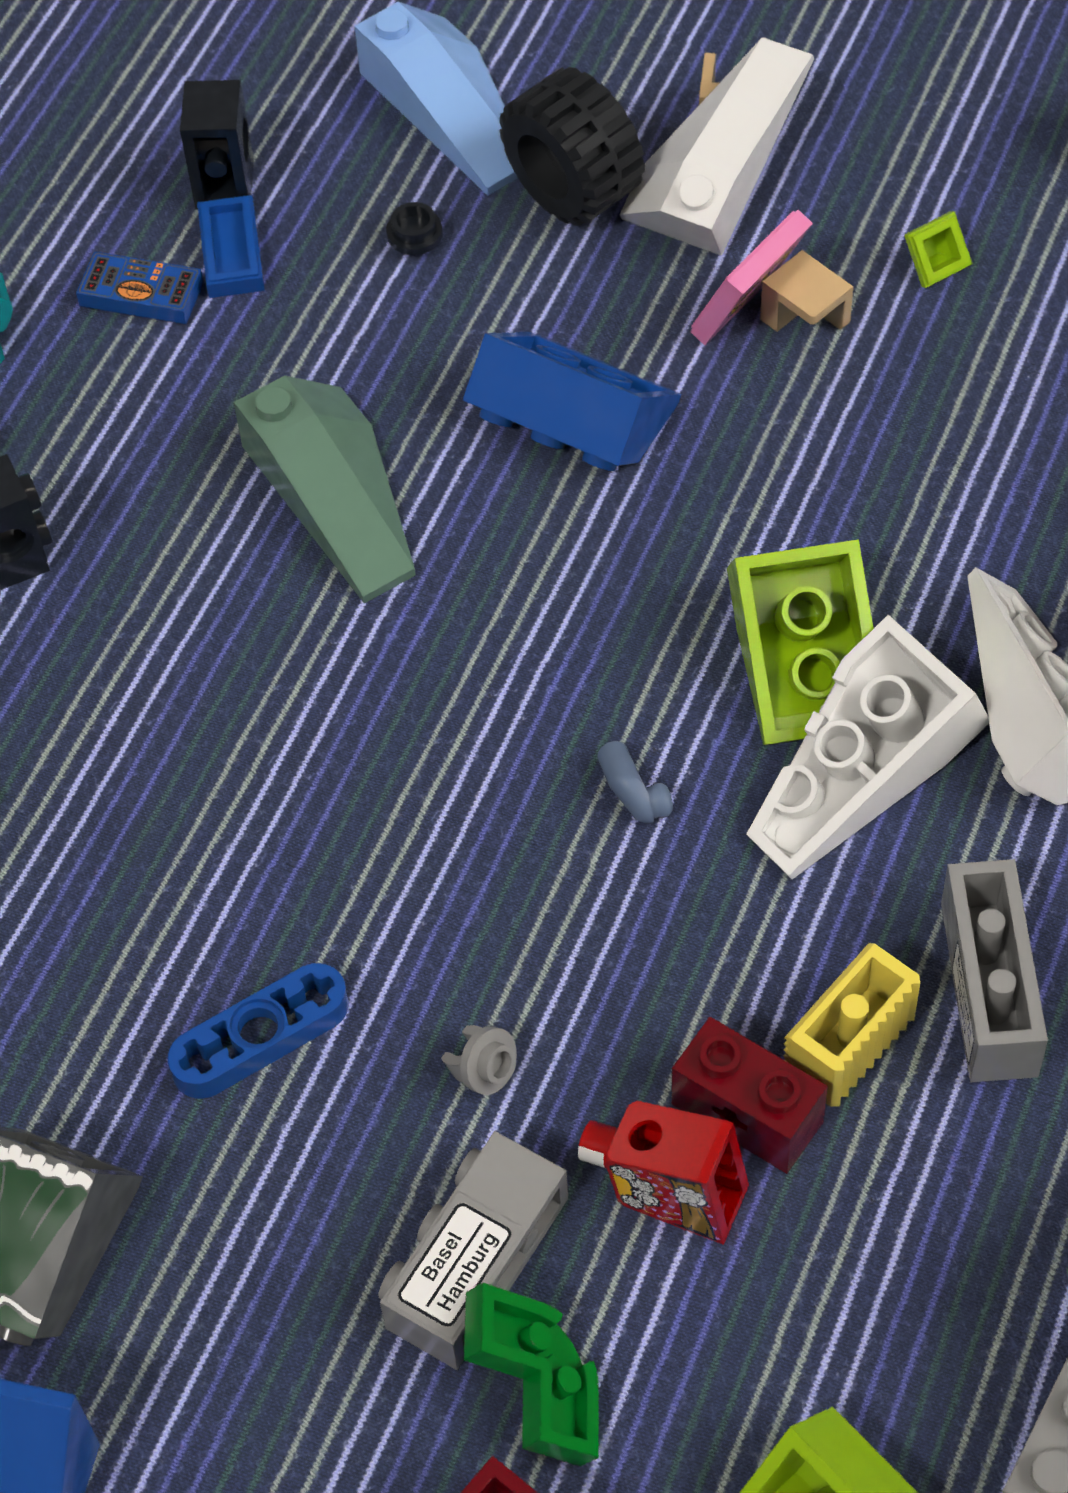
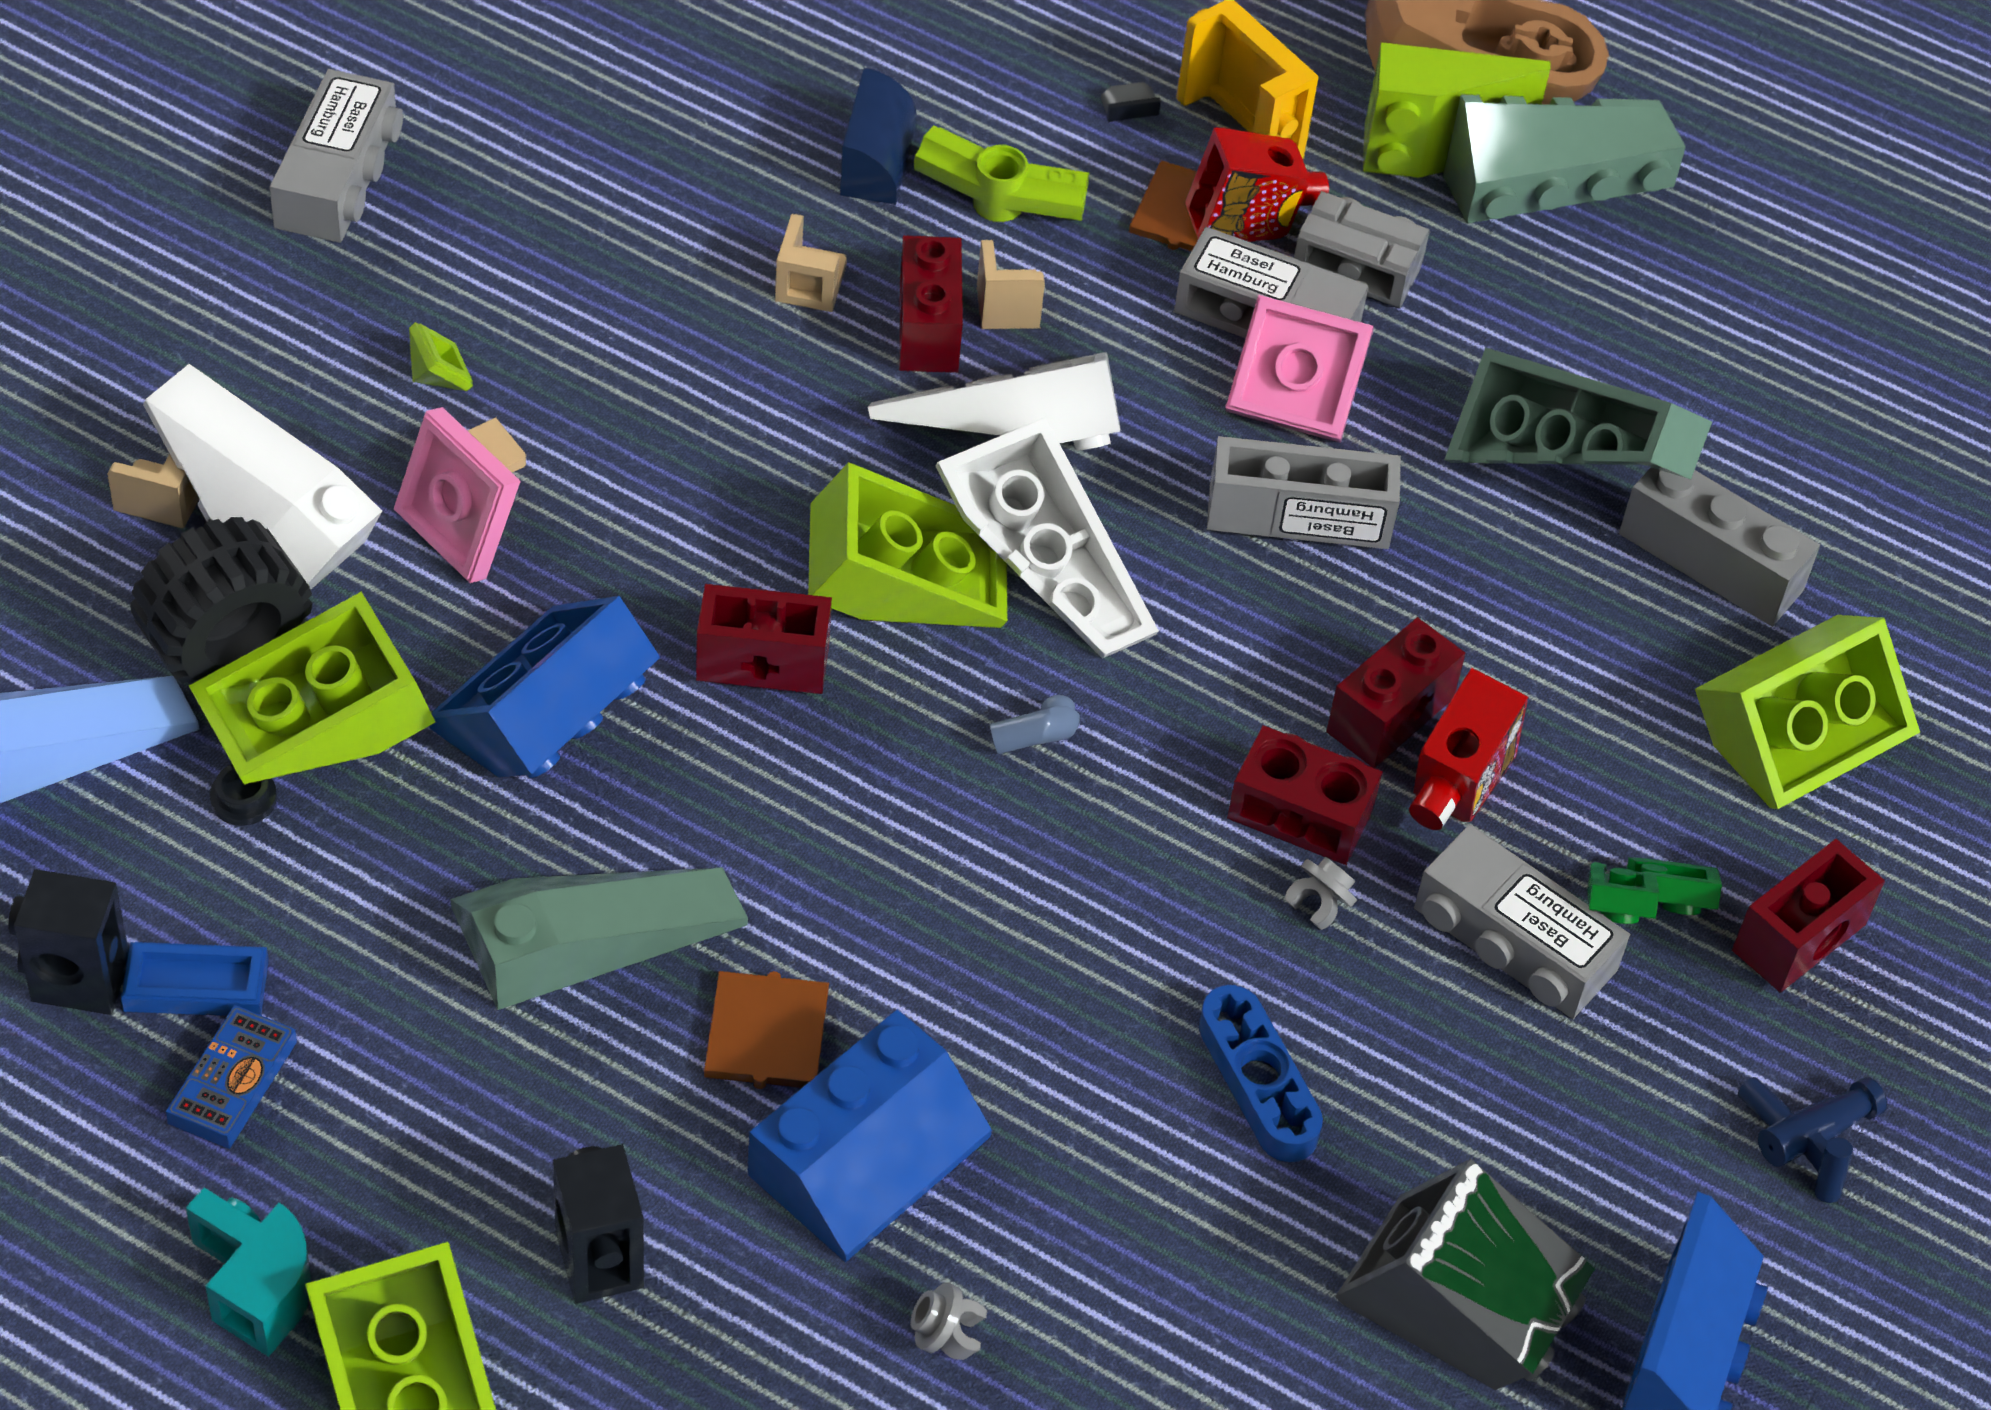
camera: 90 degrees left, 5 degrees down
(131, 715) = (867, 1136): none -> blue slope
(249, 634) = (766, 1029): none -> dark orange piece
(512, 243) = (314, 696): none -> lime slope
(585, 1024) = (1304, 794): none -> dark red brick
(657, 535) = (763, 638): none -> dark red brick
(854, 1021) = (1341, 596): light yellow brick -> none

